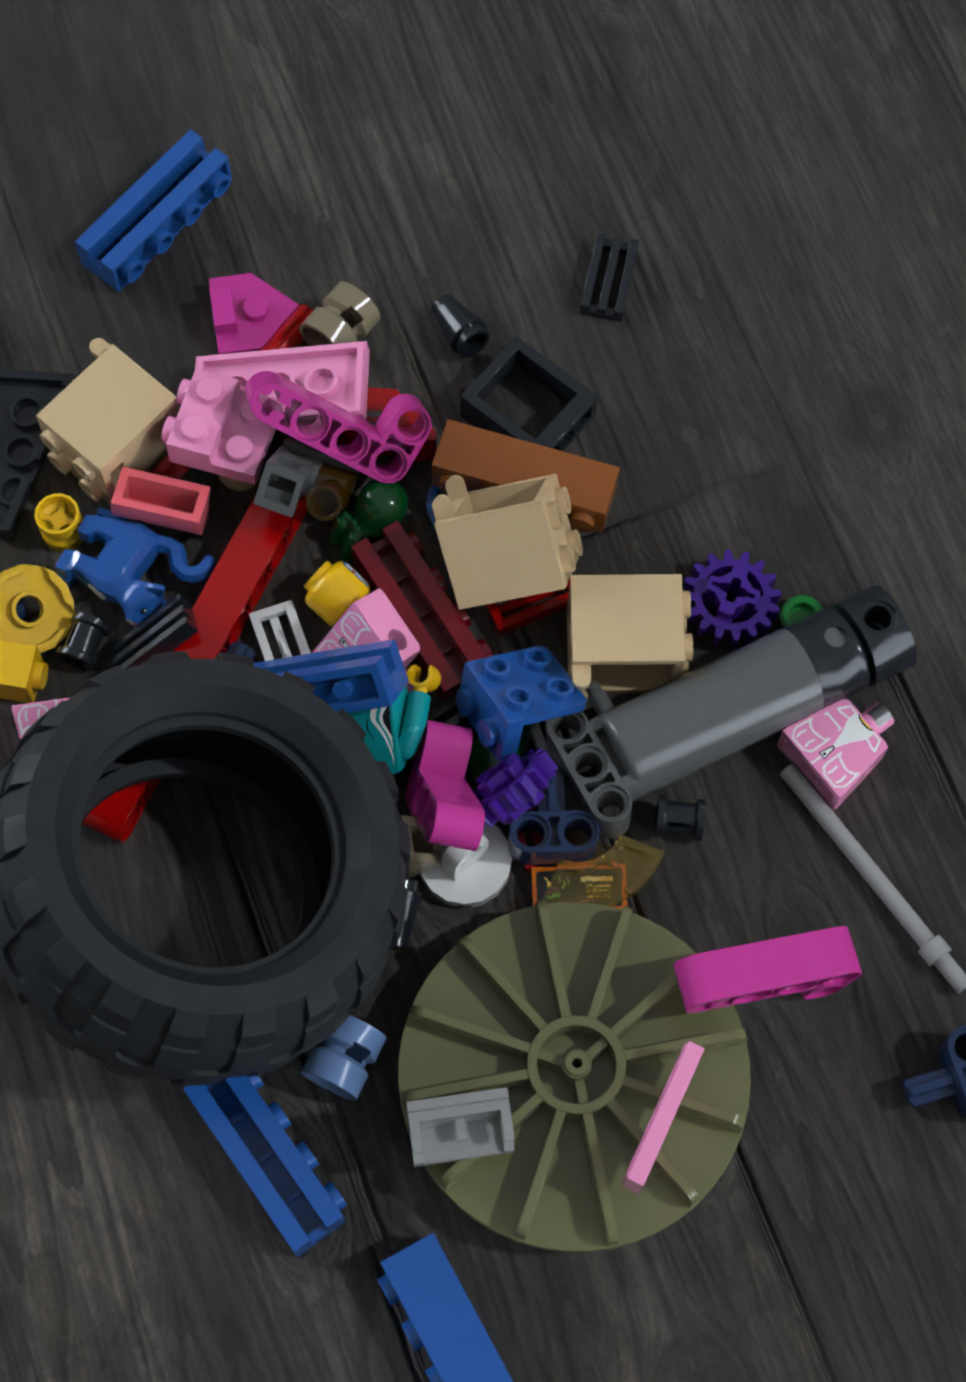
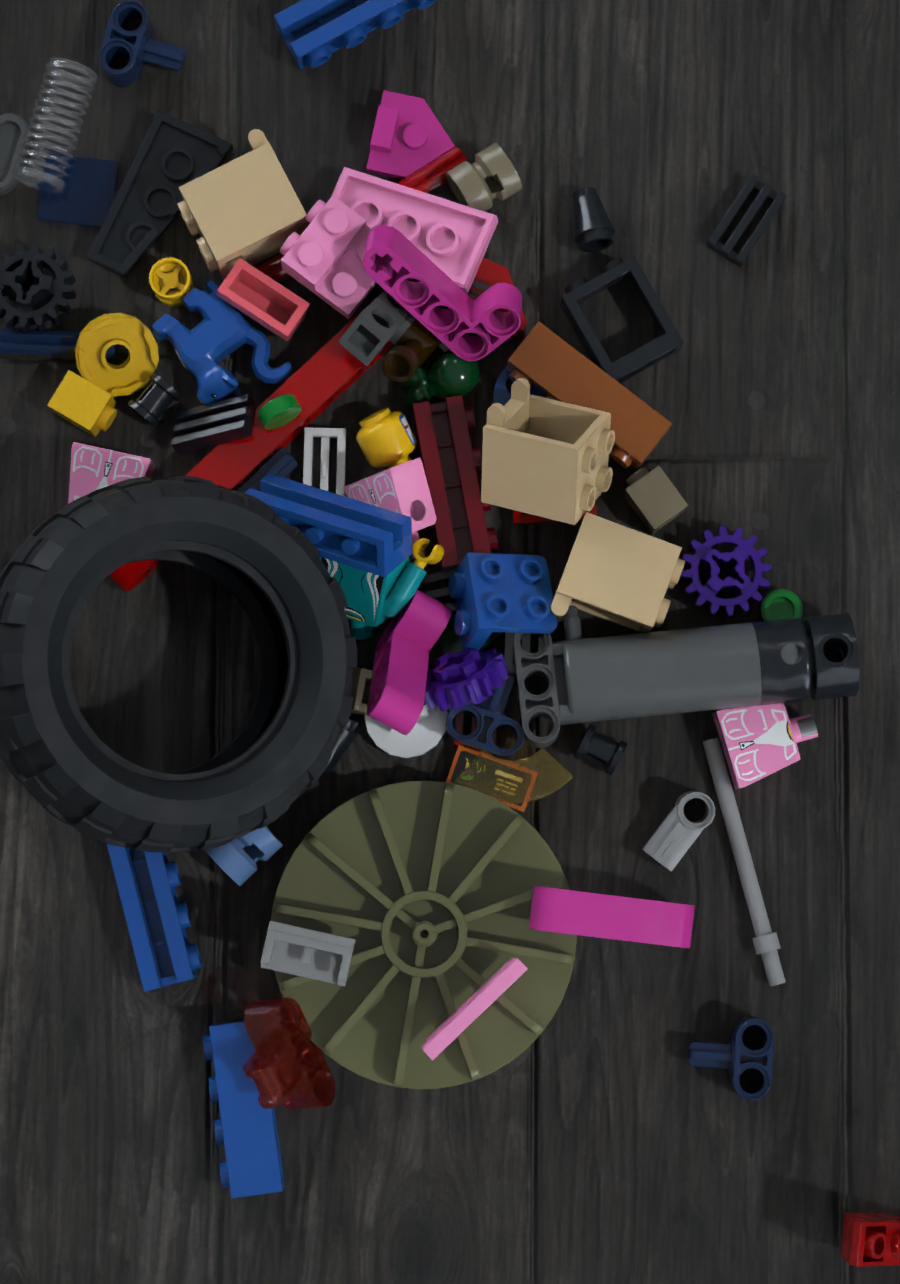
camera: 20 degrees right, 15 degrees up
(218, 597) = (279, 411): none -> green tile
(478, 1263) = (286, 1062): none -> clear red piece
(629, 550) = (653, 498): none -> dark tan brick
(796, 868) = (677, 833): none -> light grey piece

